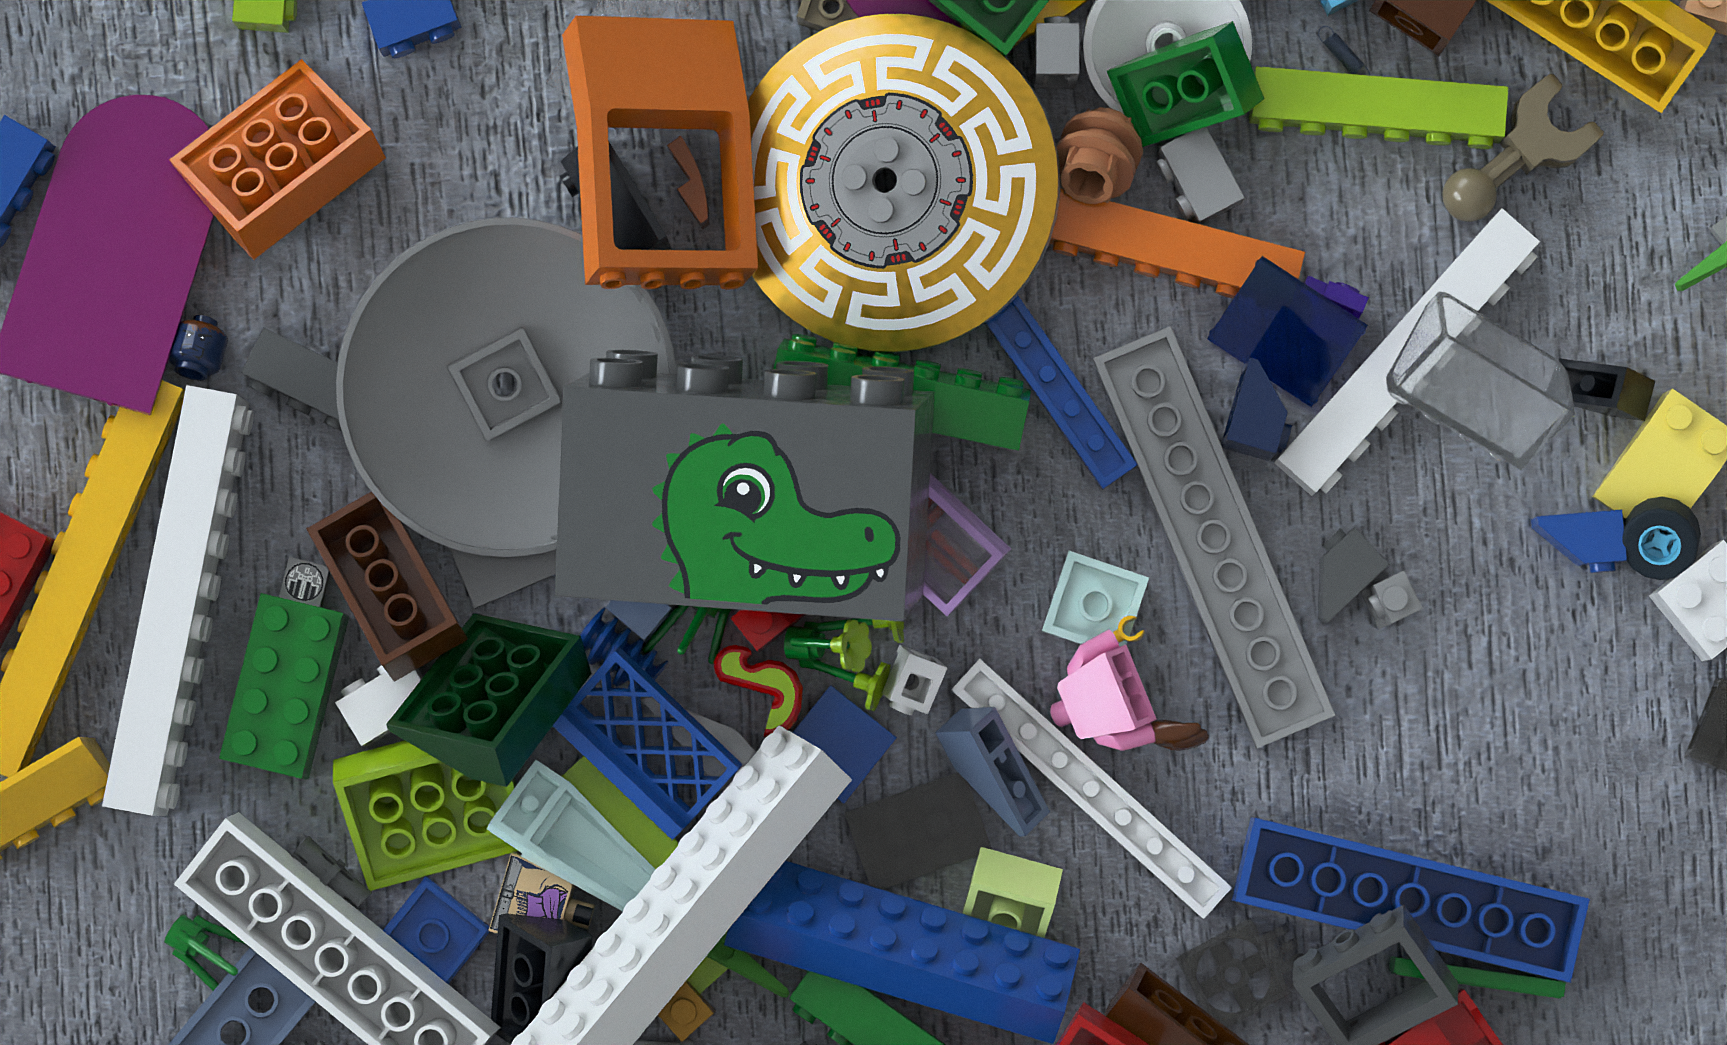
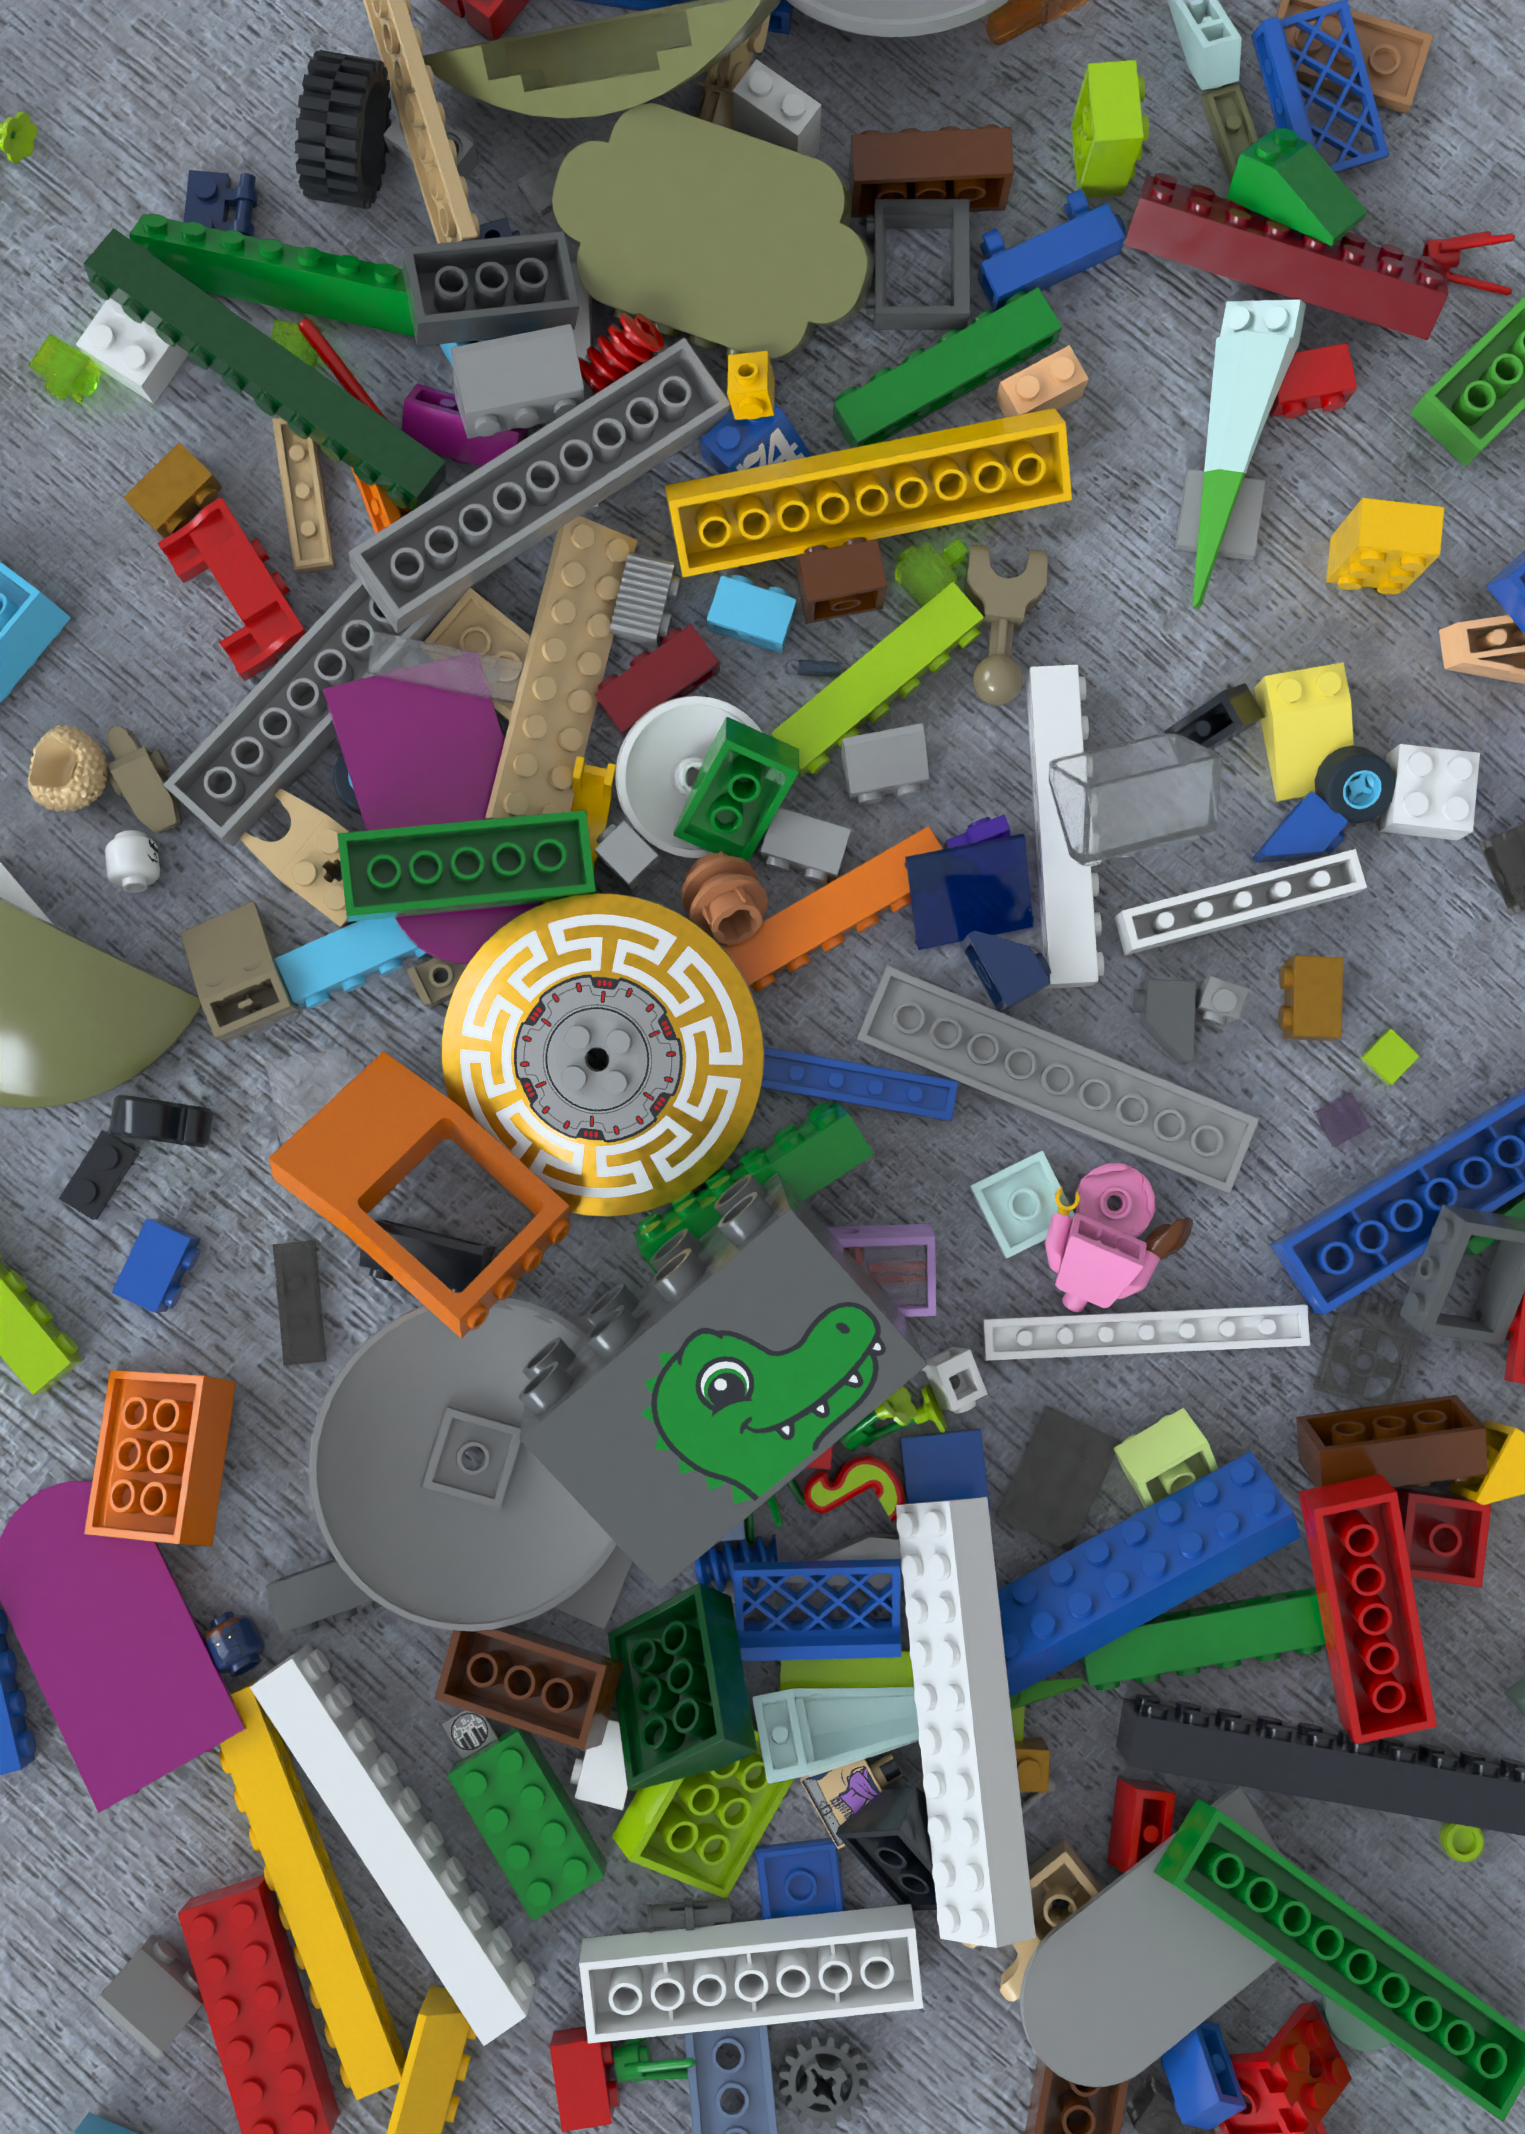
camera: 50 degrees left, 0 degrees up
(141, 912) = (583, 2080): none -> red brick
(488, 146) = (299, 1302): none -> clear smoke tile
(693, 191) = (472, 1193): dark orange slope -> none
(993, 766) = (1066, 1384): sand blue slope -> none
(1185, 662) = (1127, 1184): none -> bright pink plate
(1318, 174) = (885, 764): none -> light grey slope
(1399, 780) = (1342, 1119): none -> clear purple tile
(1466, 666) = (1311, 998): none -> pearl gold brick
(1482, 769) = (1389, 1056): none -> lime tile
(1483, 540) = (1240, 902): none -> white brick
(1496, 60) = (925, 572): none -> clear neon green brick

